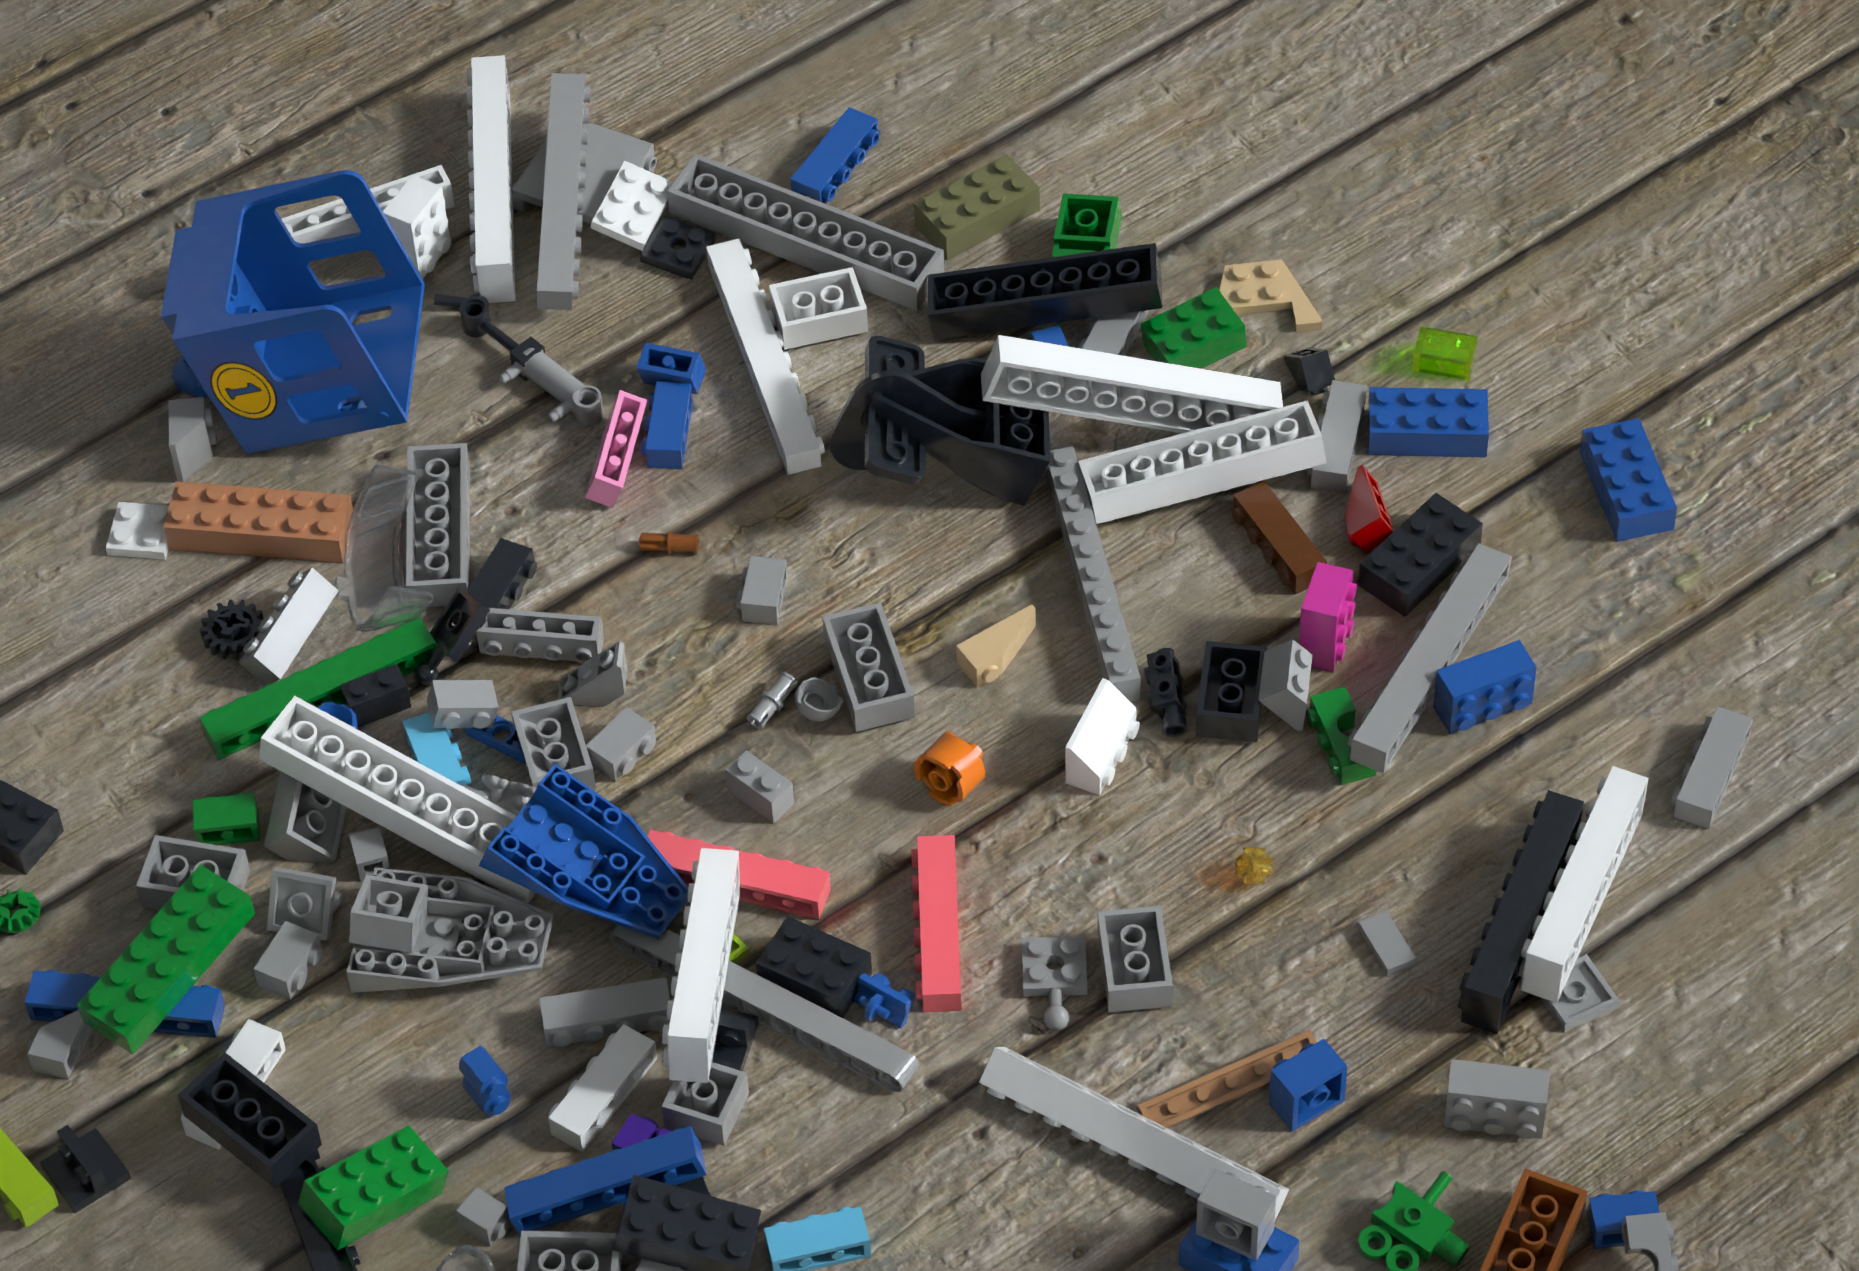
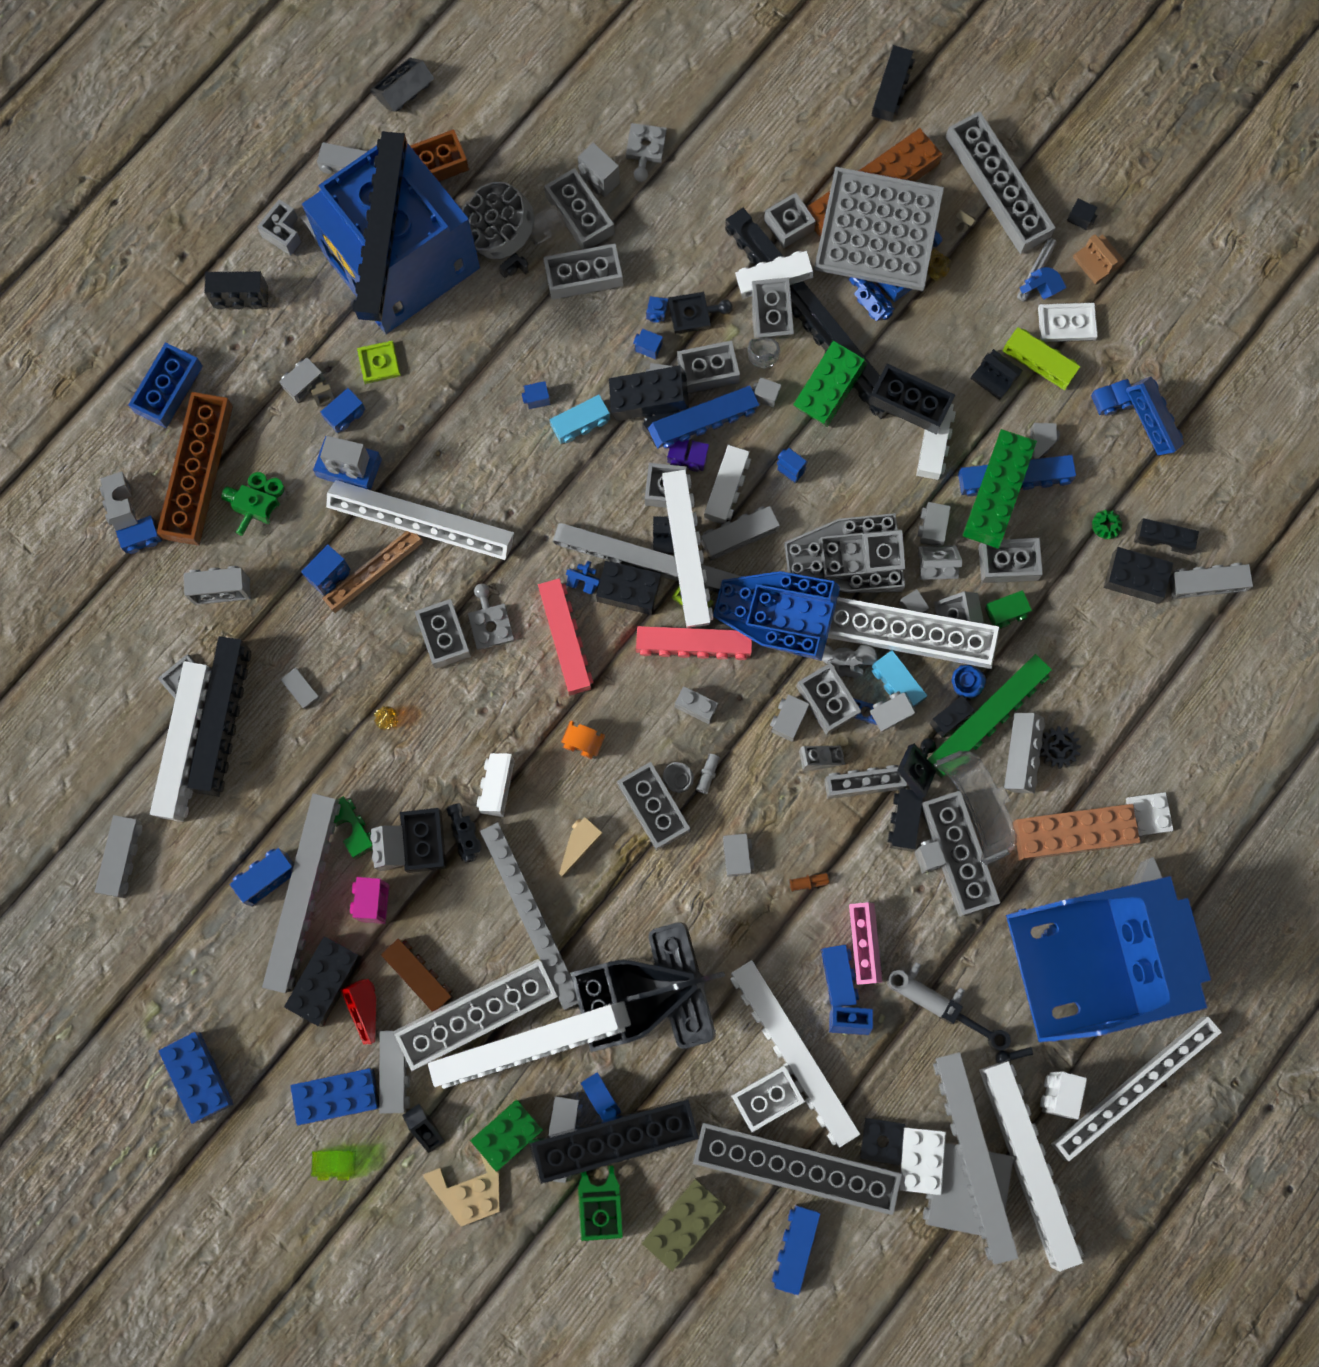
camera: 165 degrees right, 25 degrees up
(482, 523) = (929, 856): none -> light grey brick

